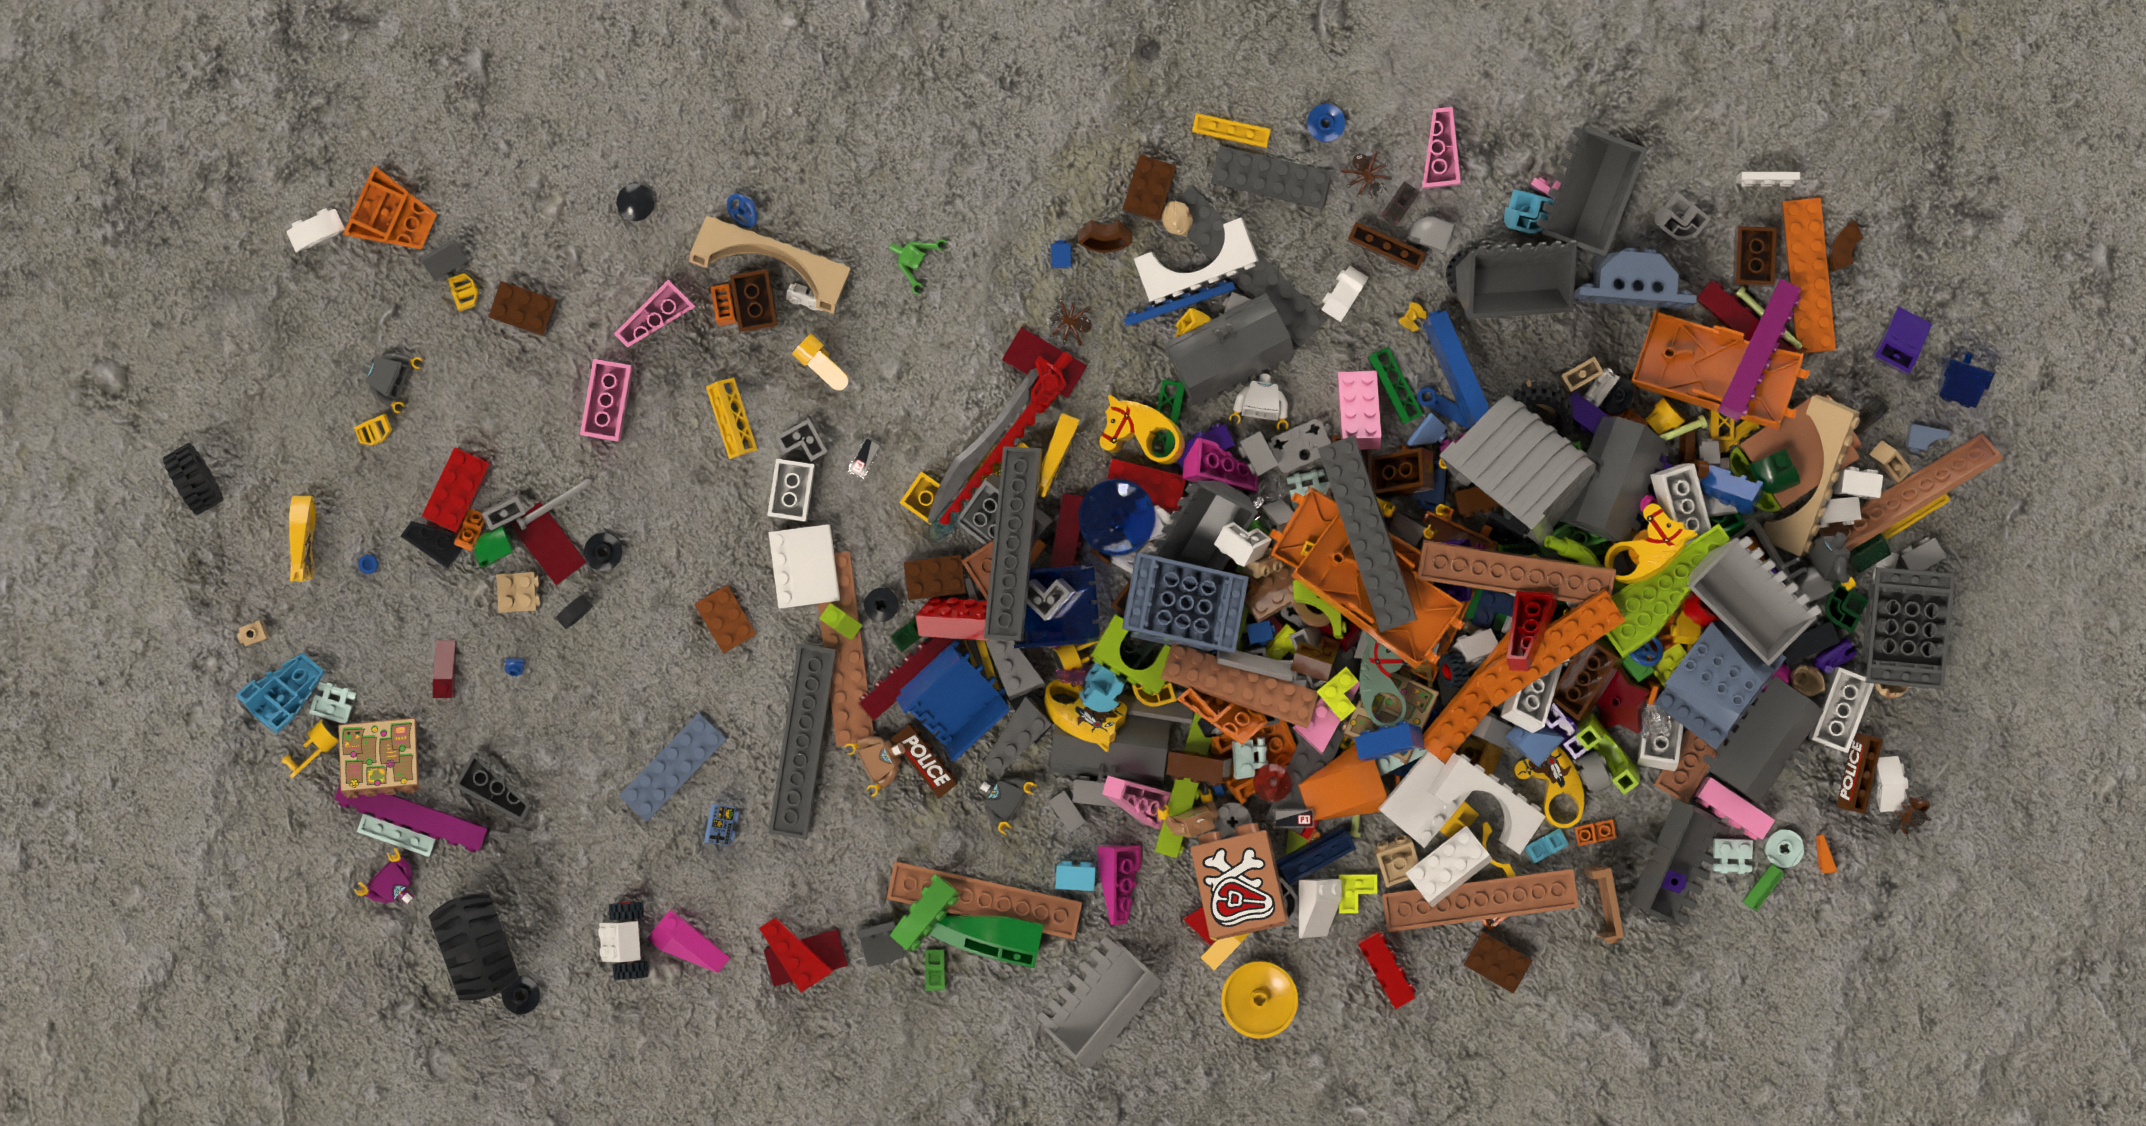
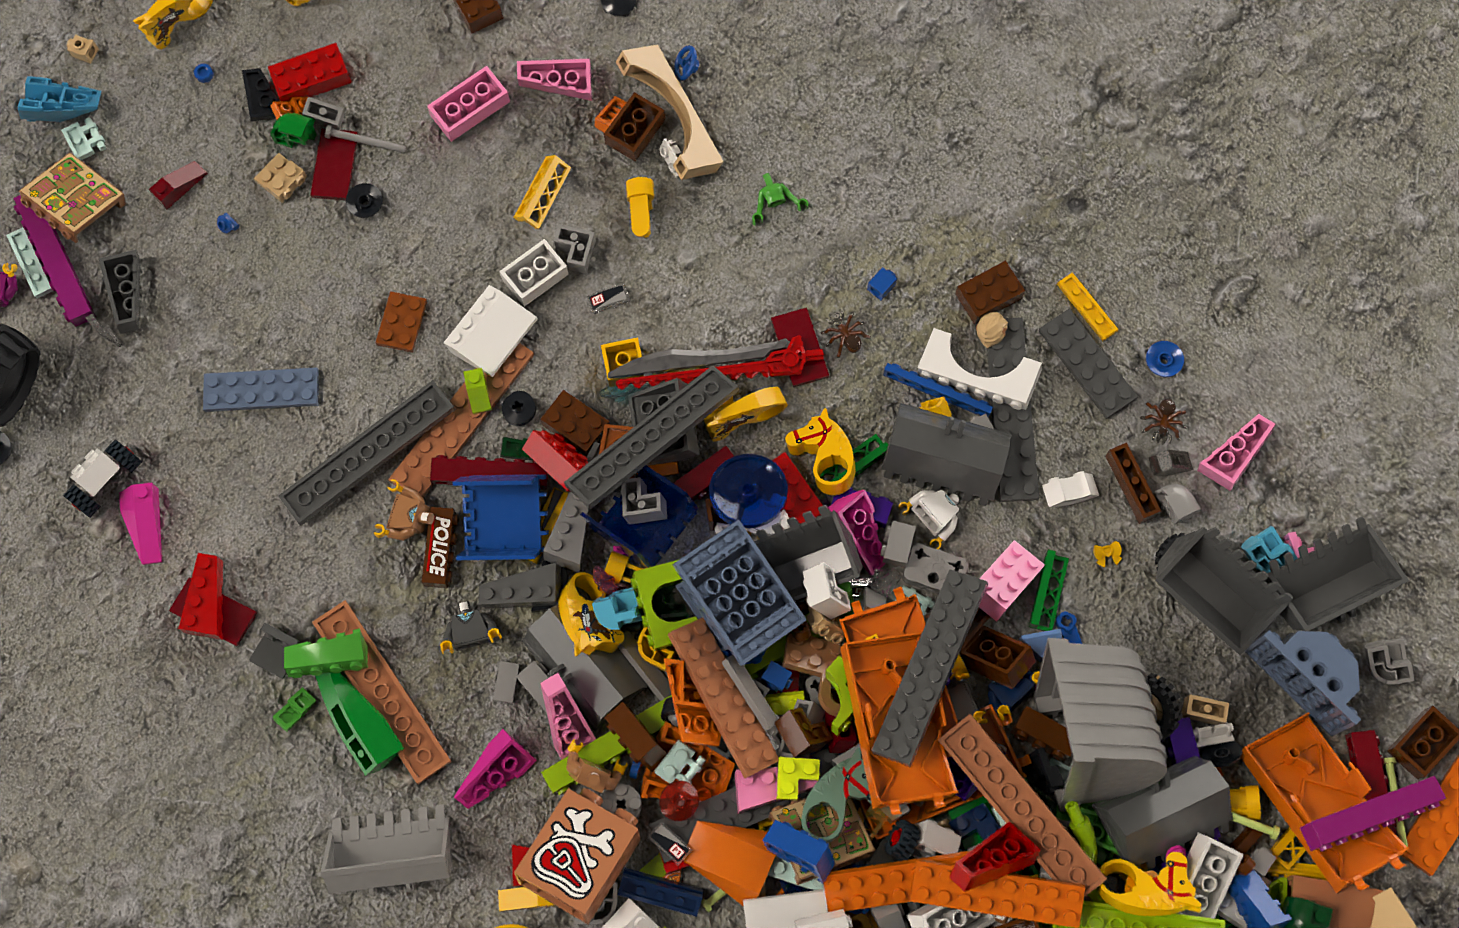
camera: 40 degrees right, 15 degrees down
(323, 736) = (49, 152): yellow piece -> none
(574, 611) = (302, 220): black tyre -> none
(721, 824) = (250, 456): slope -> none
(1075, 876) = (463, 735): medium azure brick -> none
(1104, 237) = (925, 297): reddish brown brick -> none
(1456, 367) = (1114, 602): blue brick -> none

